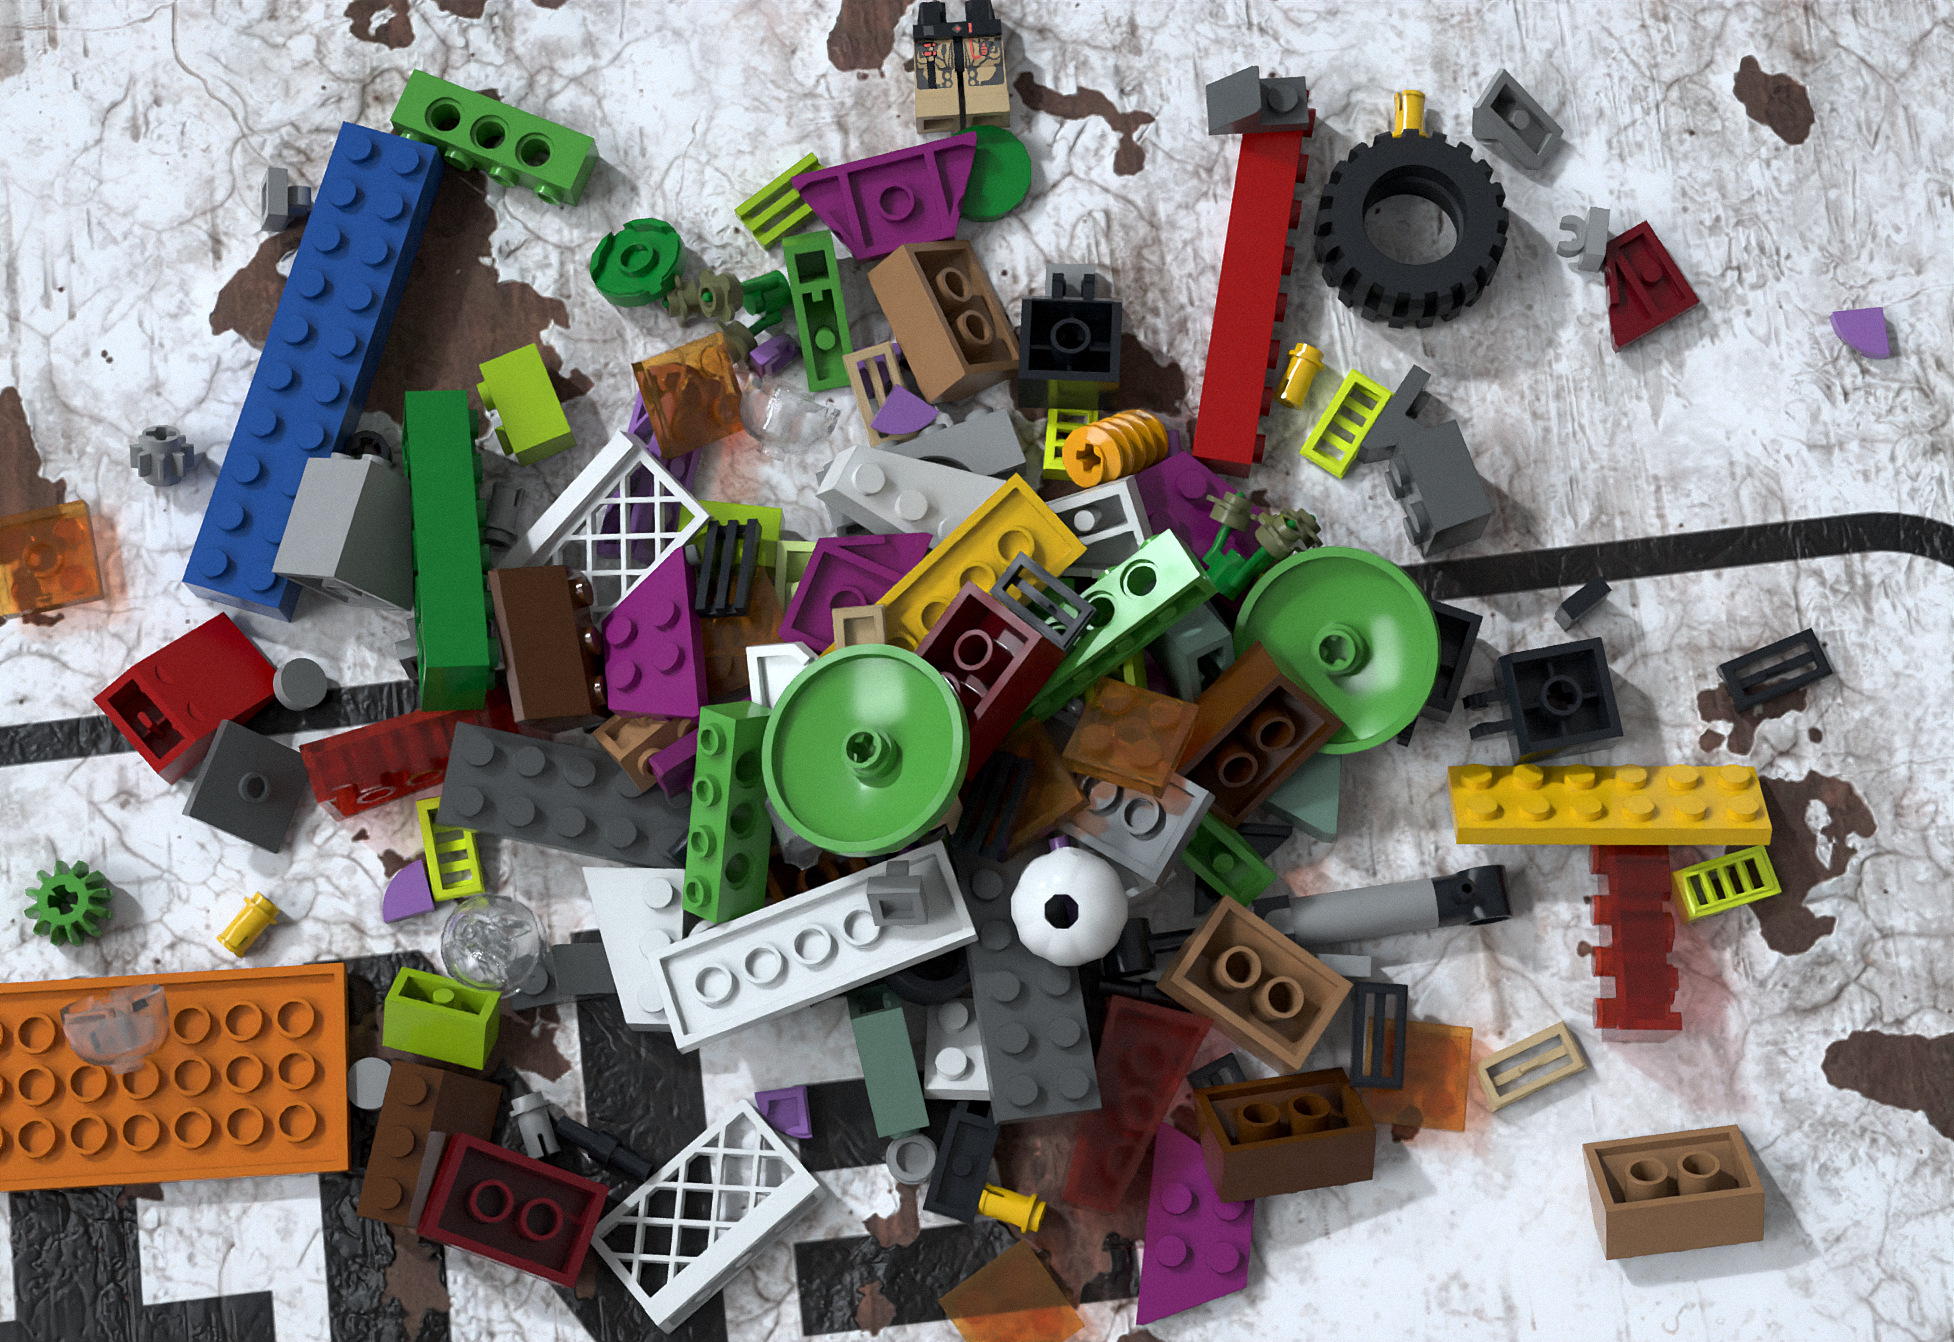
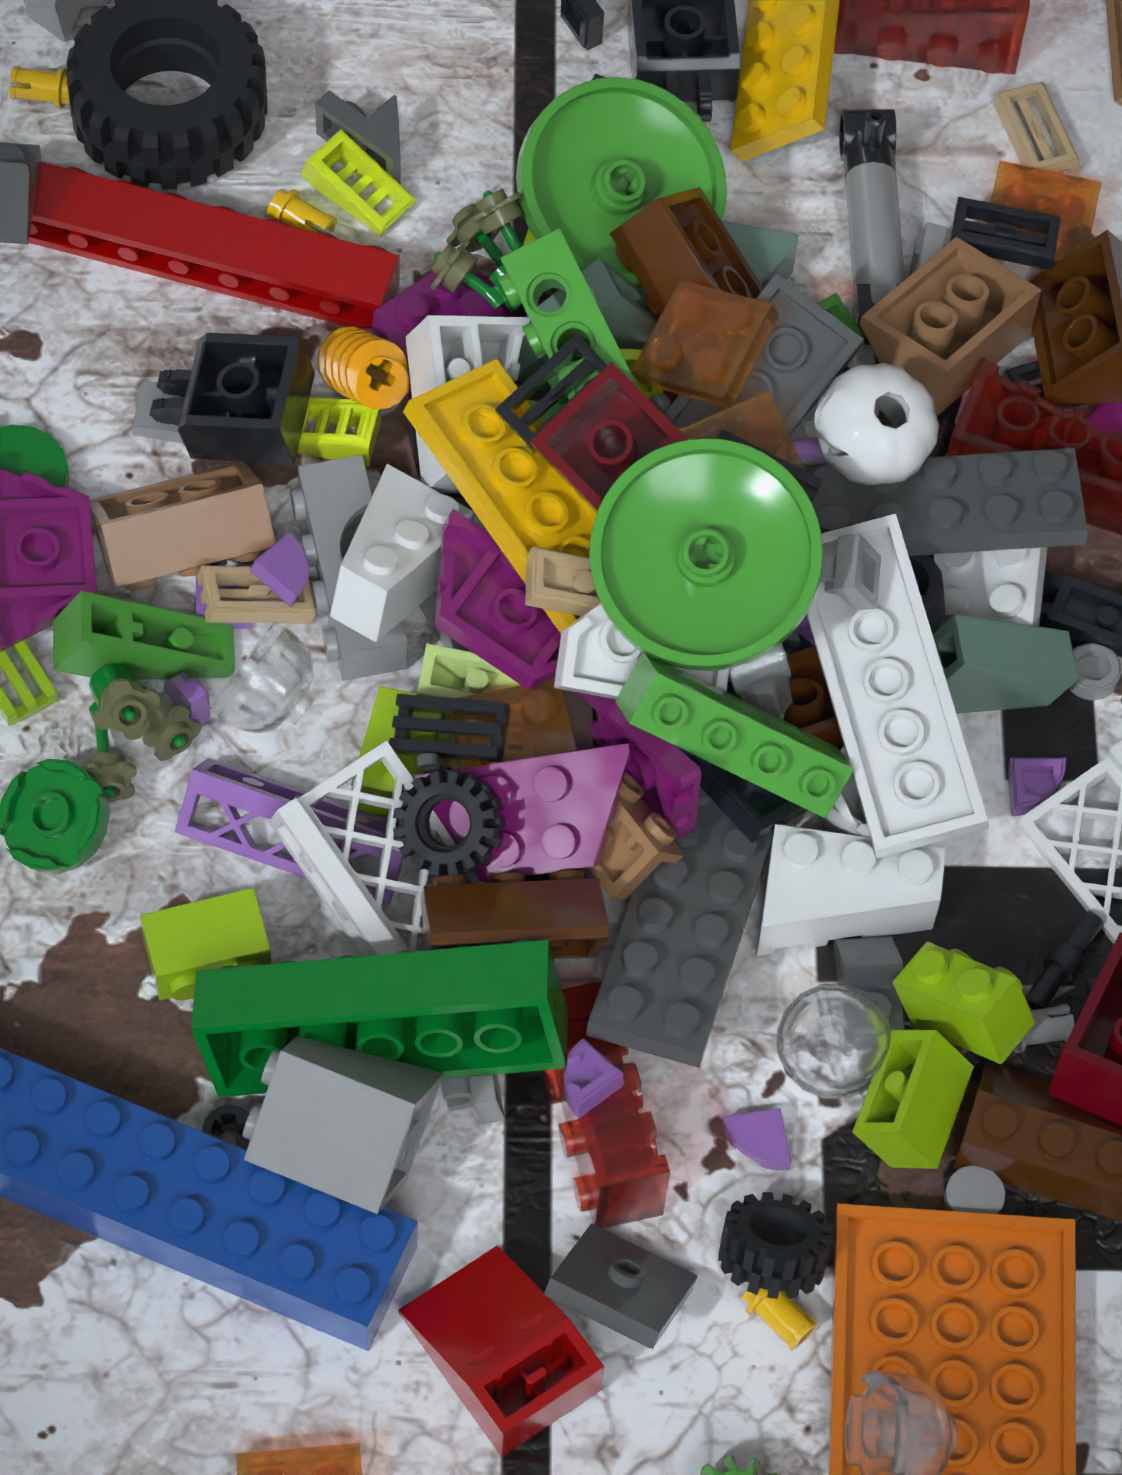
camera: 90 degrees left, 15 degrees down
(162, 455) = (196, 1357): light grey gear -> none
(265, 916) = (775, 1245): none -> black tyre
(300, 684) = (500, 1228): light grey tile -> none
(406, 728) = (589, 1078): none -> medium lavender tile
(432, 849) = (705, 1106): neon yellow slope -> none
(533, 1053) = (965, 1001): none -> lime brick
(644, 591) = (415, 829): none -> black tyre
(690, 394) = (229, 764): clear orange plate -> none
(1438, 489) = (452, 99): dark grey brick -> none

